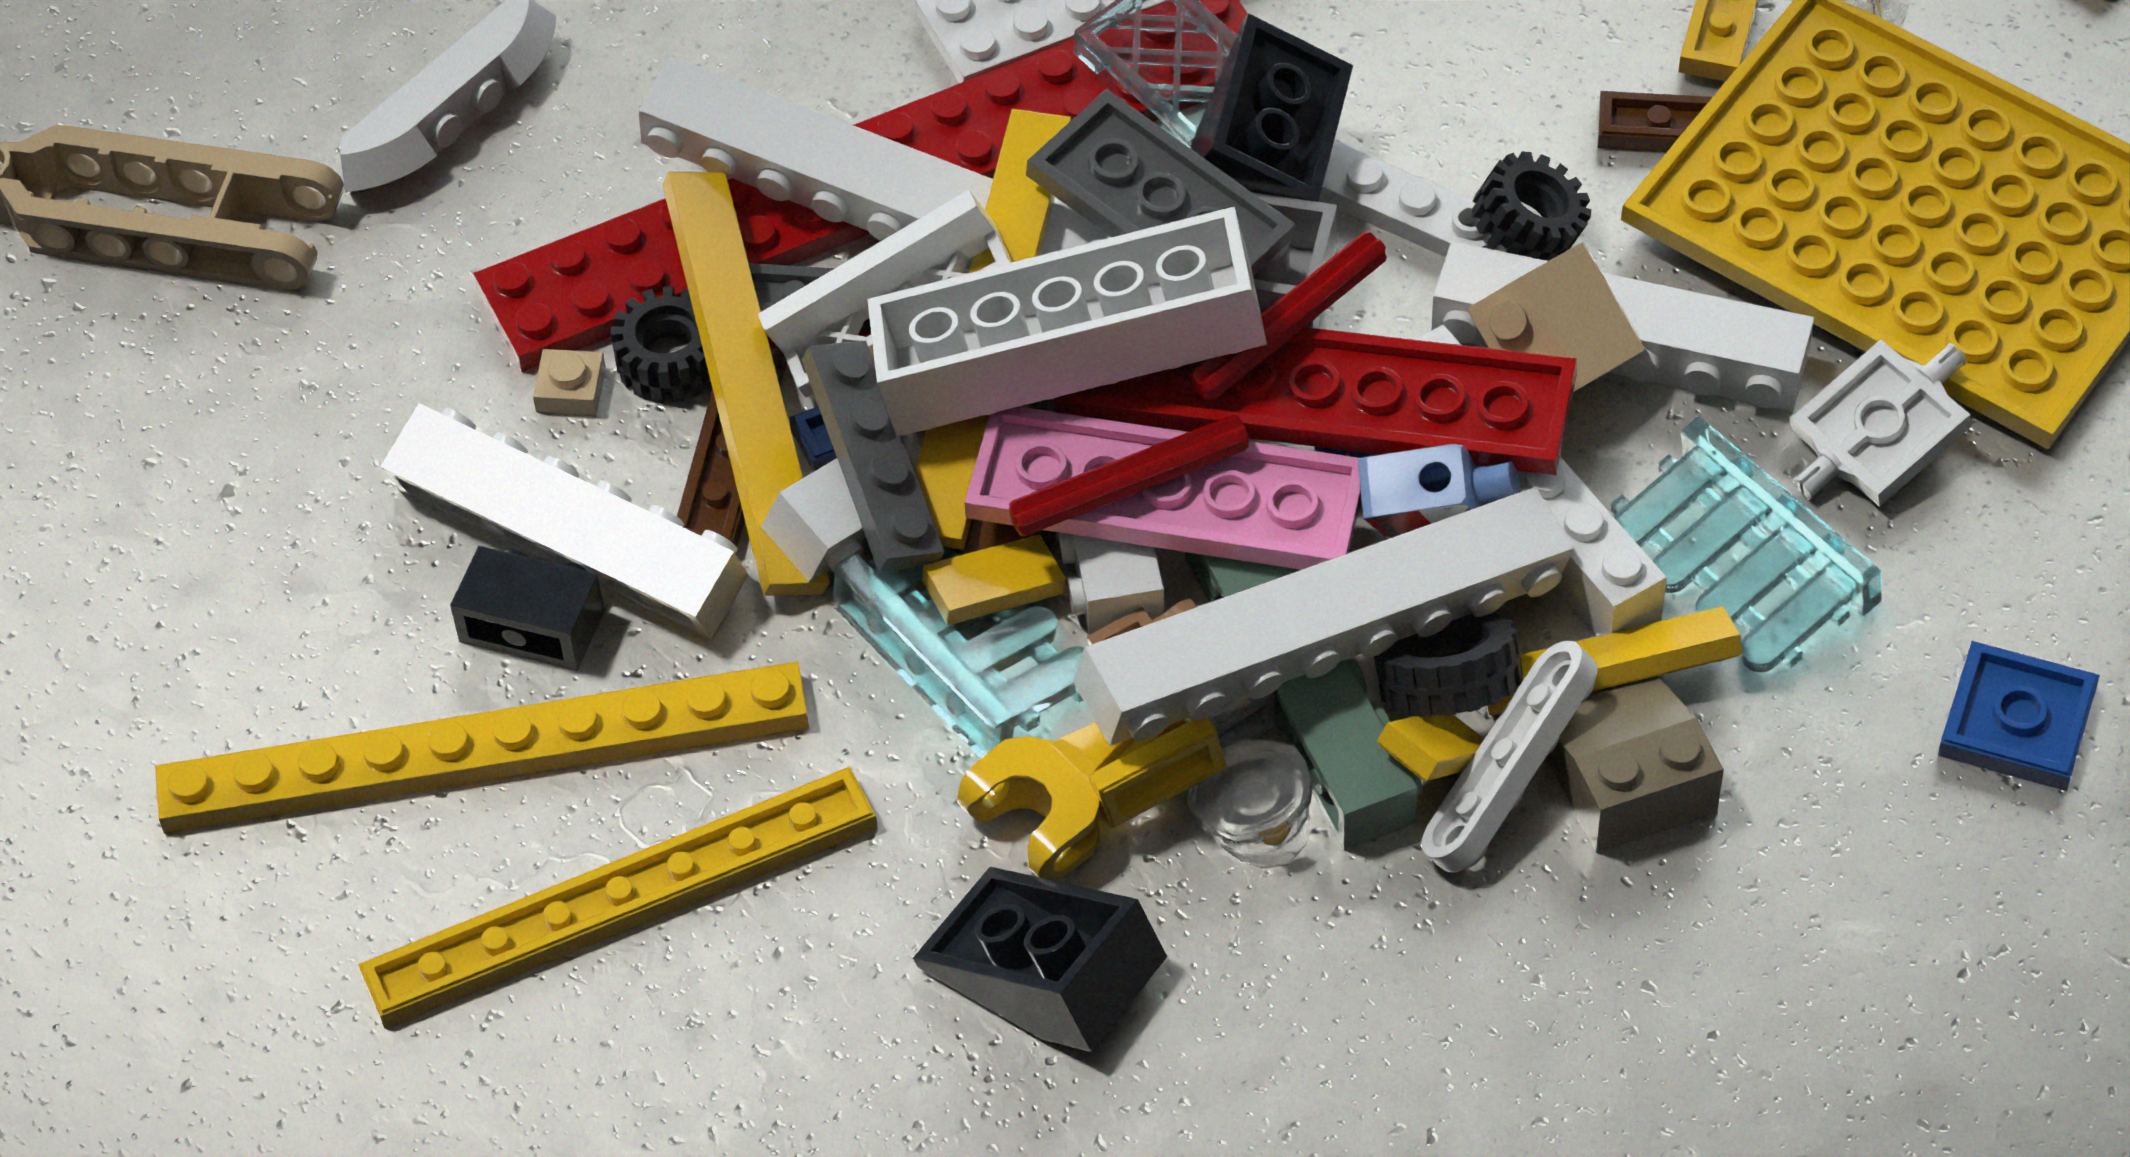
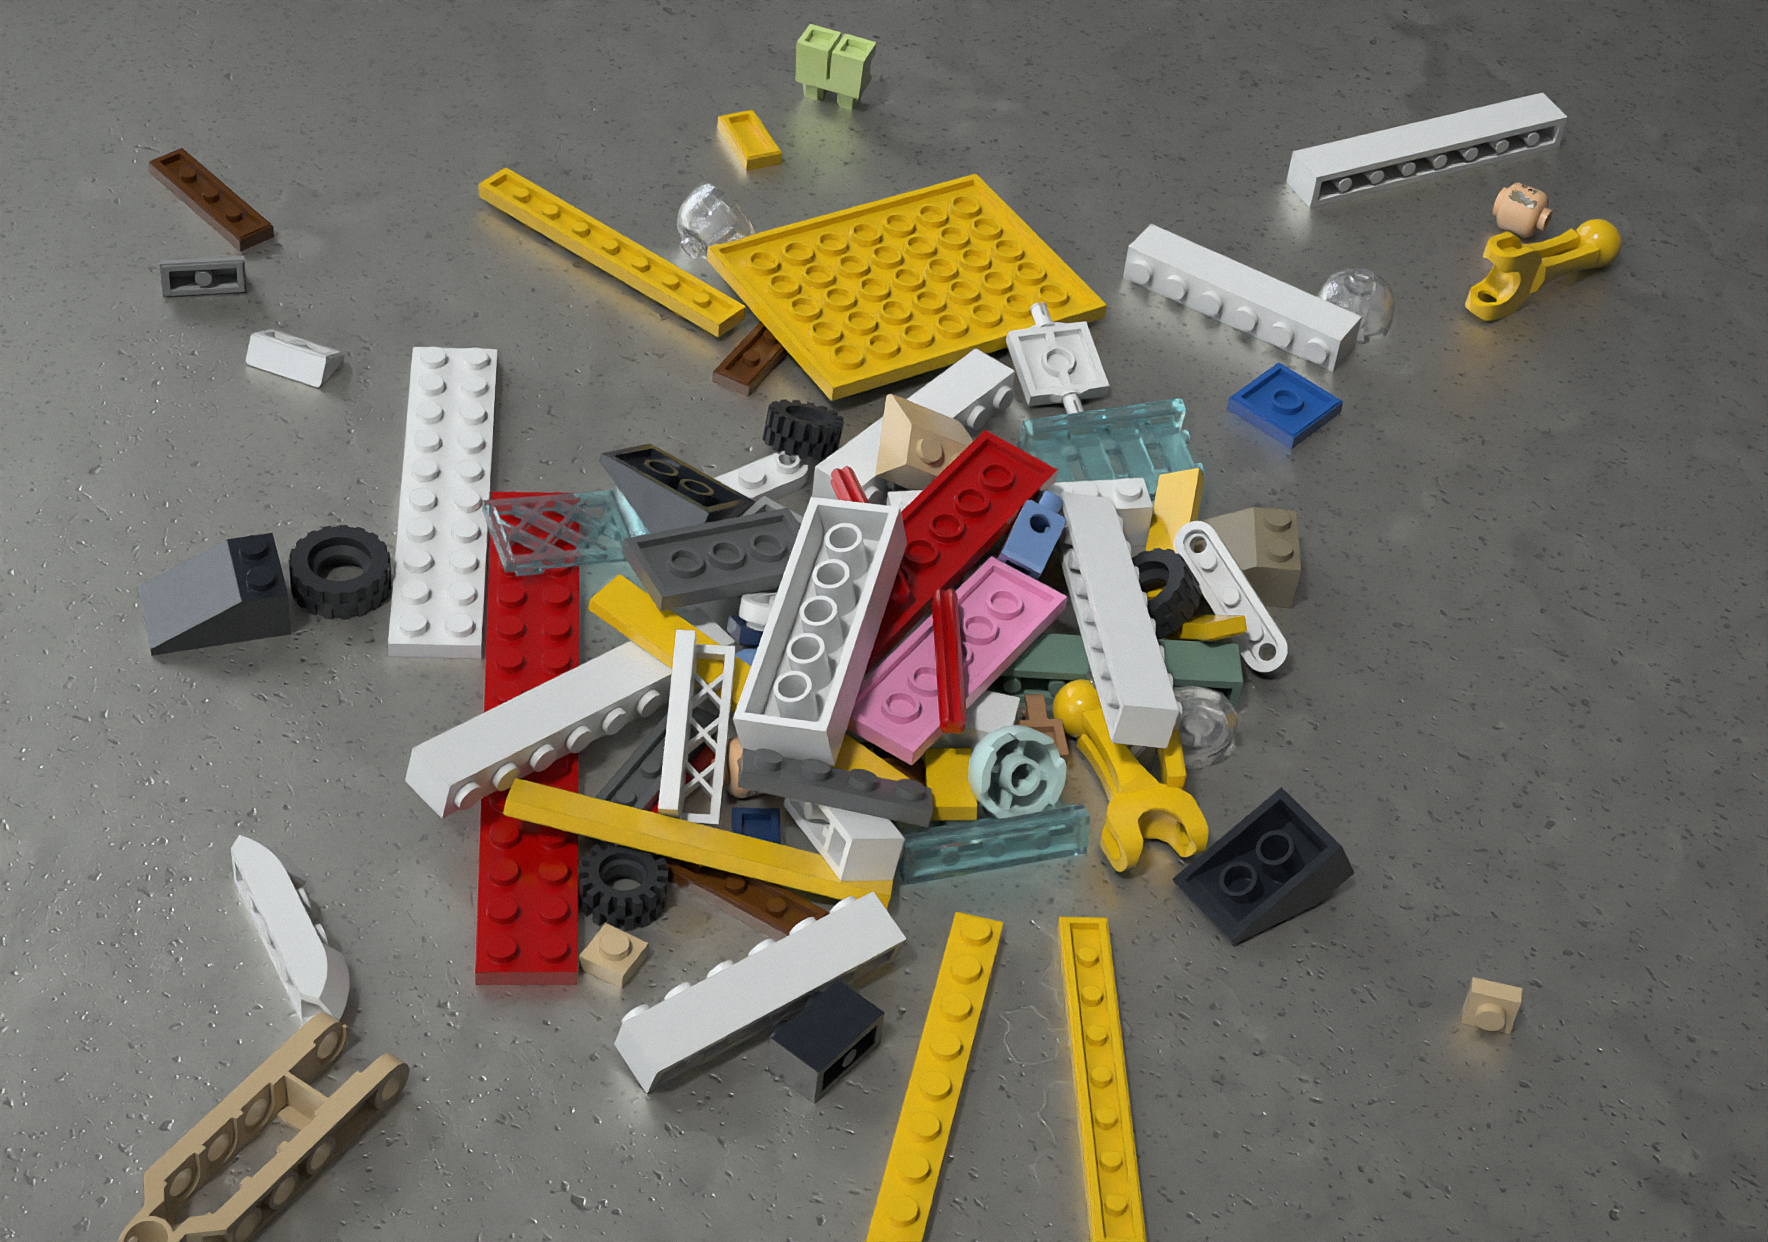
camera: 75 degrees left, 10 degrees down
(1010, 620) = (1016, 771): none -> light aqua cylinder

